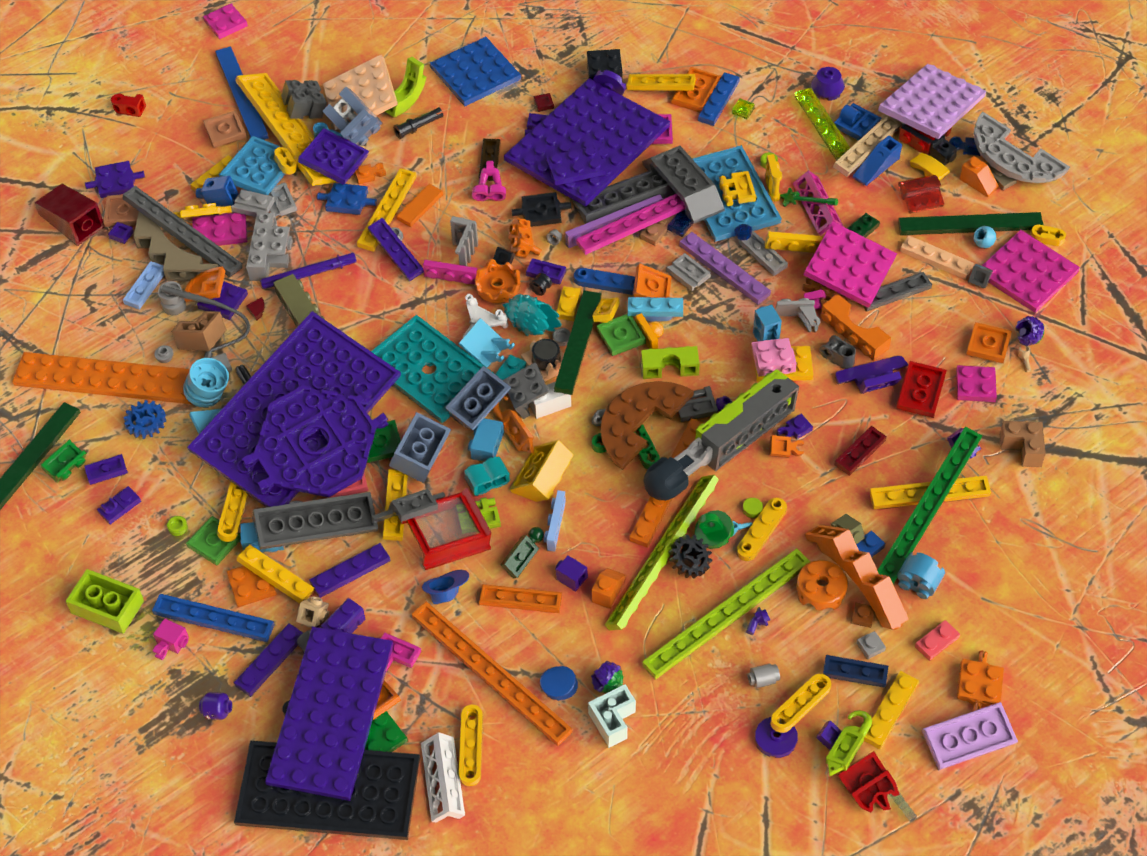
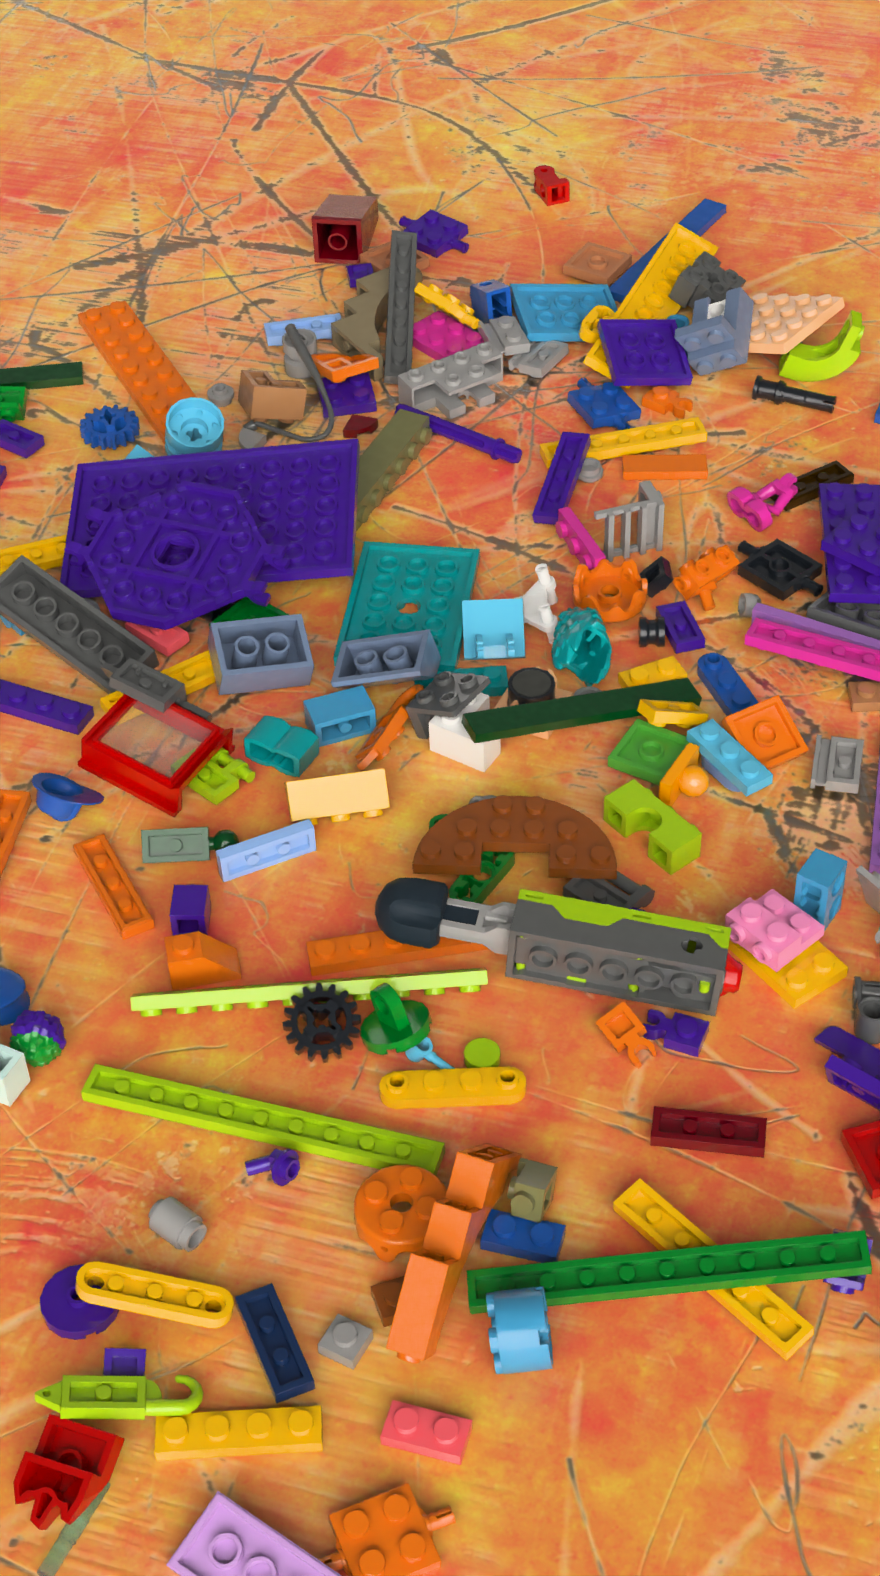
camera: 55 degrees right, 10 degrees down
(225, 21) = (761, 184): dark pink plate -> none

